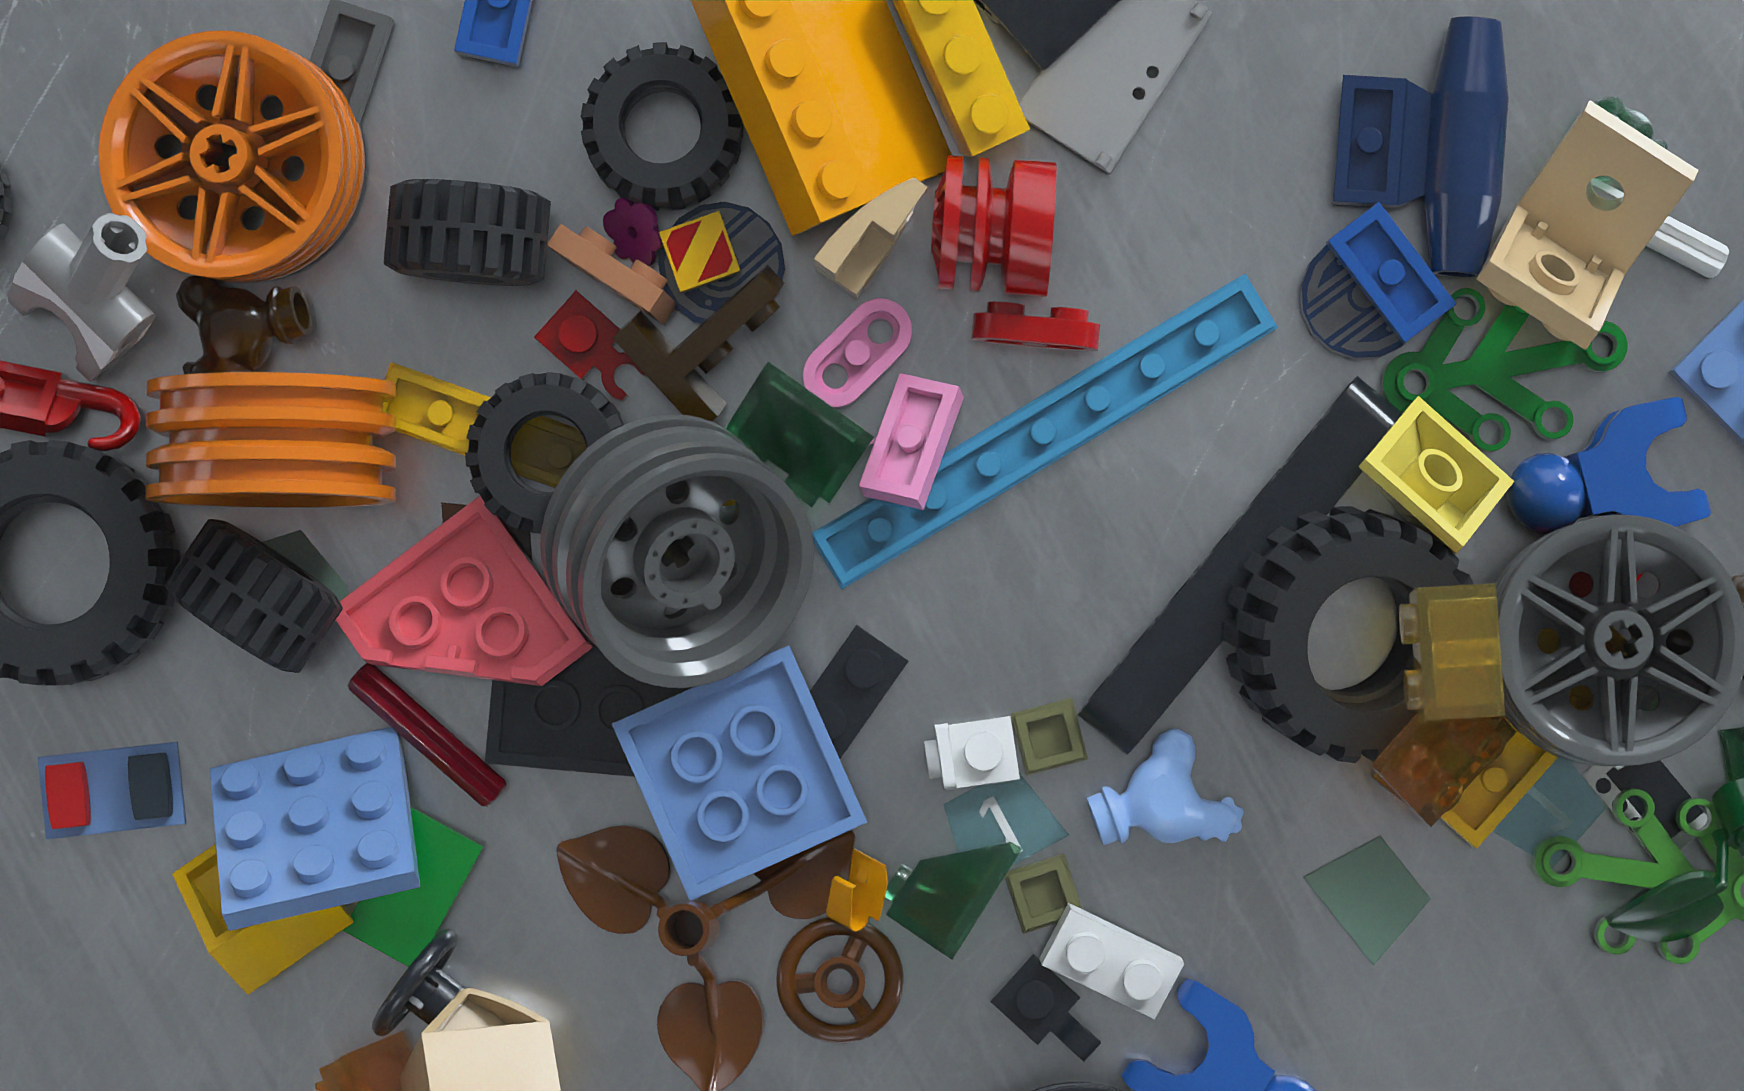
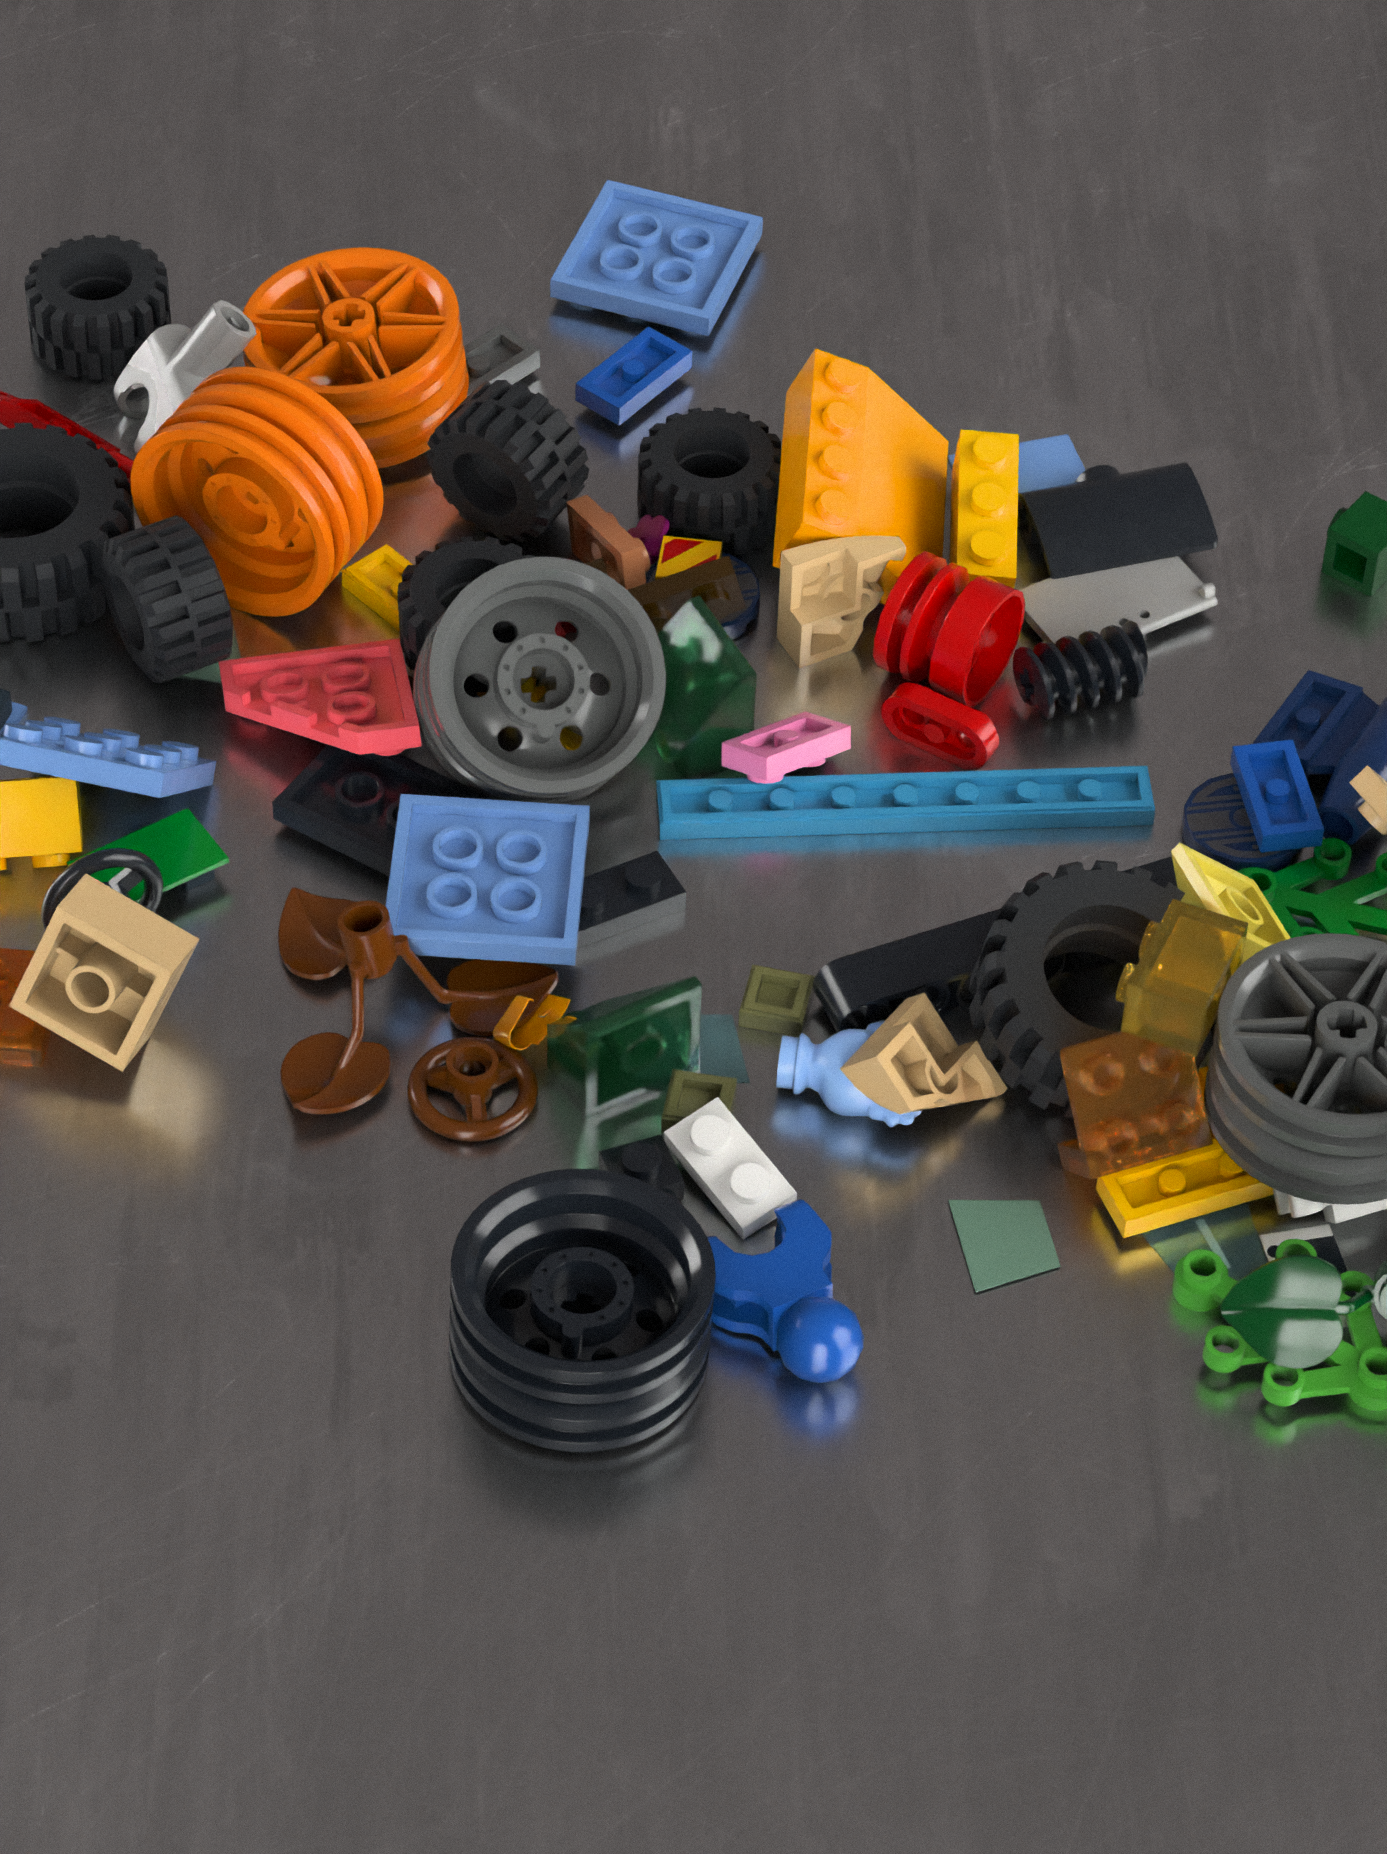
camera: 25 degrees right, 40 degrees down
(427, 735) = (237, 779): dark red axle -> none
(857, 353) = (793, 682): bright pink plate -> none
(973, 753) = (720, 976): white bracket -> none
(1137, 193) = (1082, 668): none -> black piece
(1222, 779) = (918, 1065): none -> tan slope

